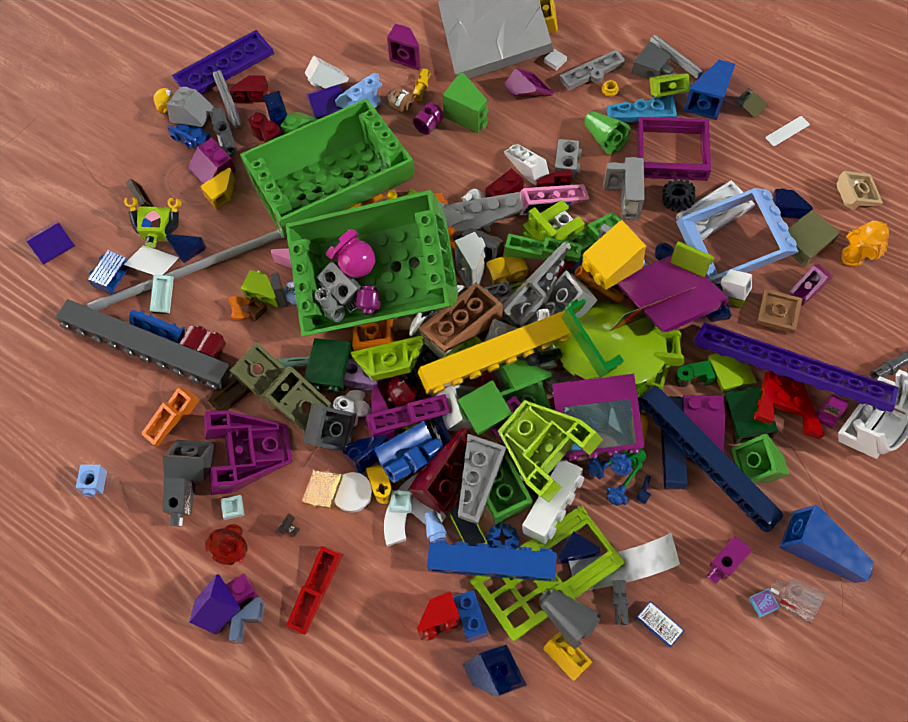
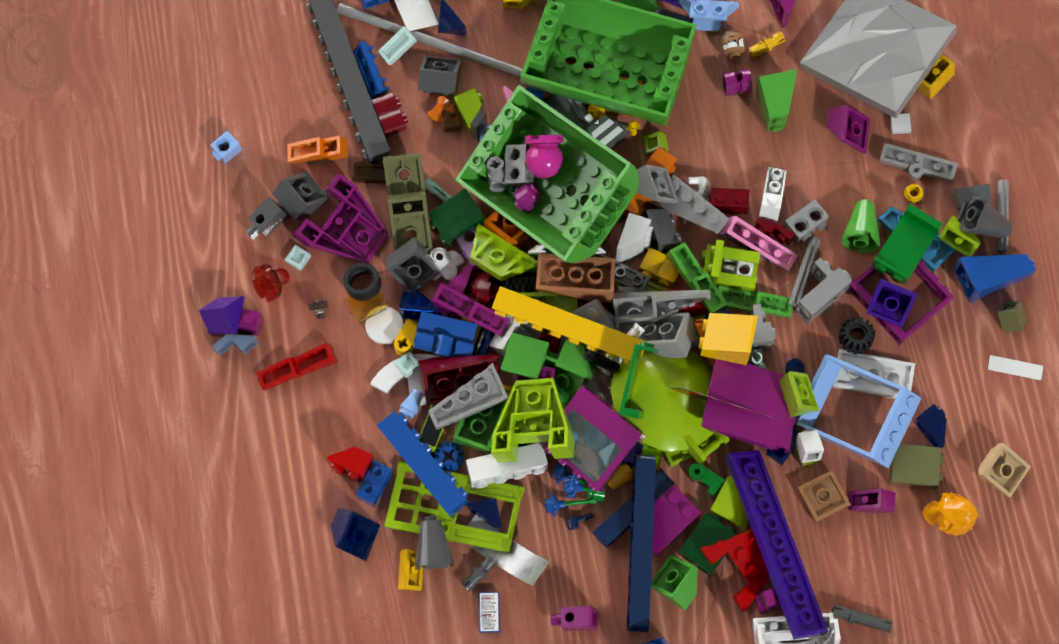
camera: 45 degrees right, 10 degrees up
(214, 286) = (439, 75): none -> dark grey slope
(293, 466) = (359, 269): none -> black tyre
(601, 189) = (804, 271): none -> light grey axle
(646, 112) = (907, 244): none -> green panel
(672, 58) = (983, 219): none -> dark grey cone
(679, 151) = (891, 303): none -> dark purple slope

